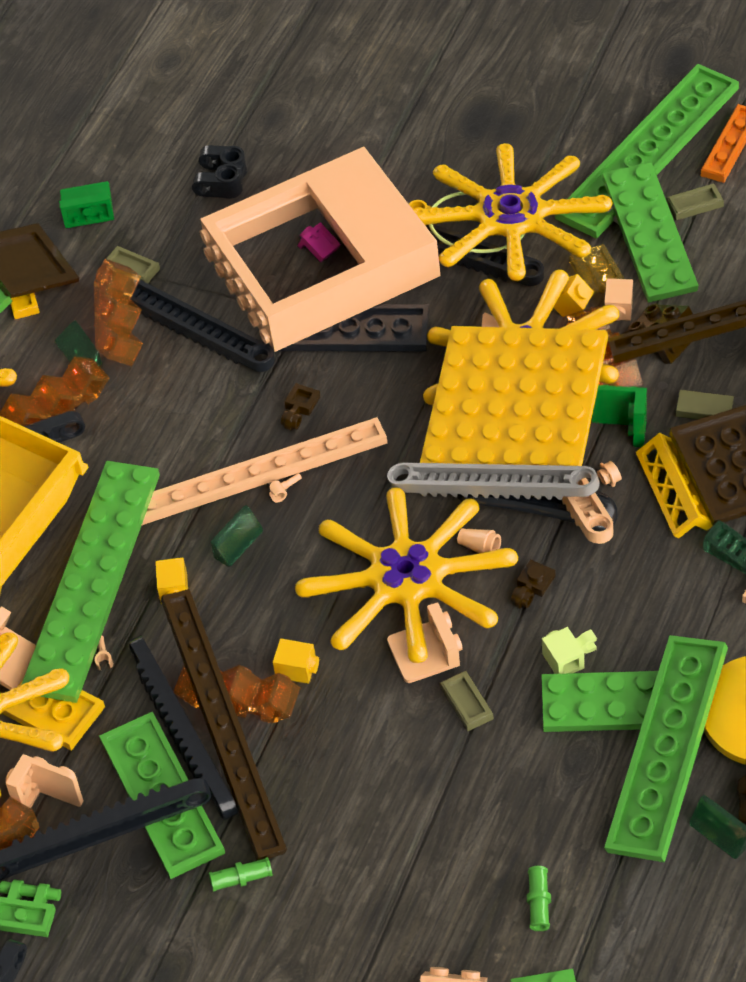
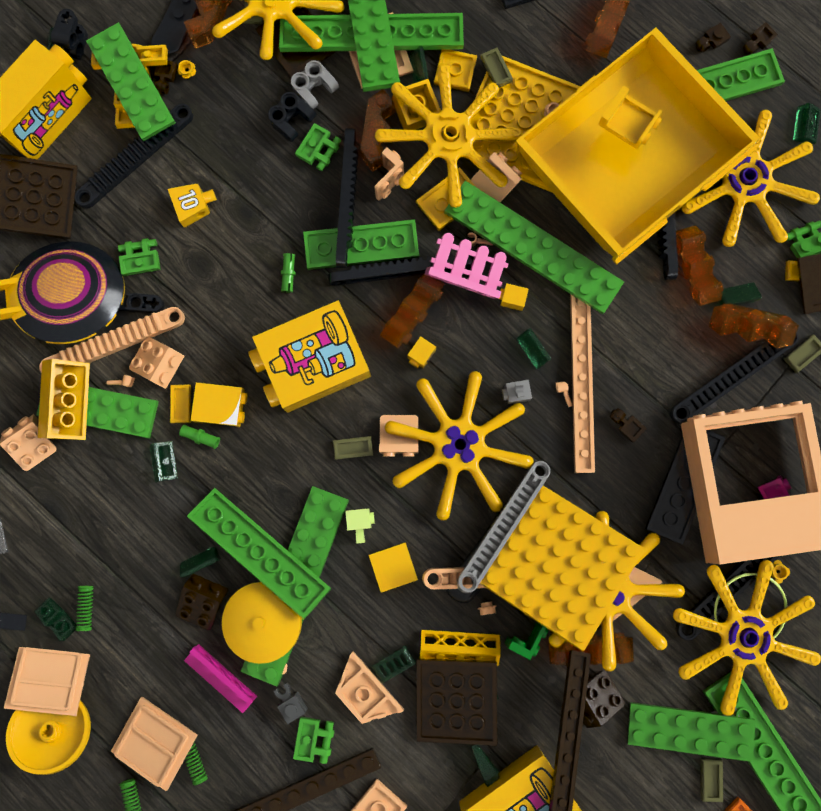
camera: 105 degrees right, 30 degrees up
(157, 648) = (474, 274): none -> bright pink fence
(223, 725) = (387, 289): dark brown plate -> none
(305, 533) = (517, 392): none -> light grey brick
(359, 785) = (309, 358): none -> brick
(479, 540) = (466, 502): light nougat cone -> none
(481, 888) = (218, 404): none -> yellow panel
(501, 948) = (180, 404): none -> yellow tile
(532, 580) = (425, 525): dark brown plate -> none
(573, 297) = (646, 651): yellow brick -> none
(596, 268) = (666, 679): clear yellow plate -> none
(599, 938) = (163, 461): none -> clear green slope
(608, 595) = (393, 567): none -> yellow tile
(620, 294) = (635, 680): light nougat brick -> none
(701, 405) = (519, 699): olive tile -> none

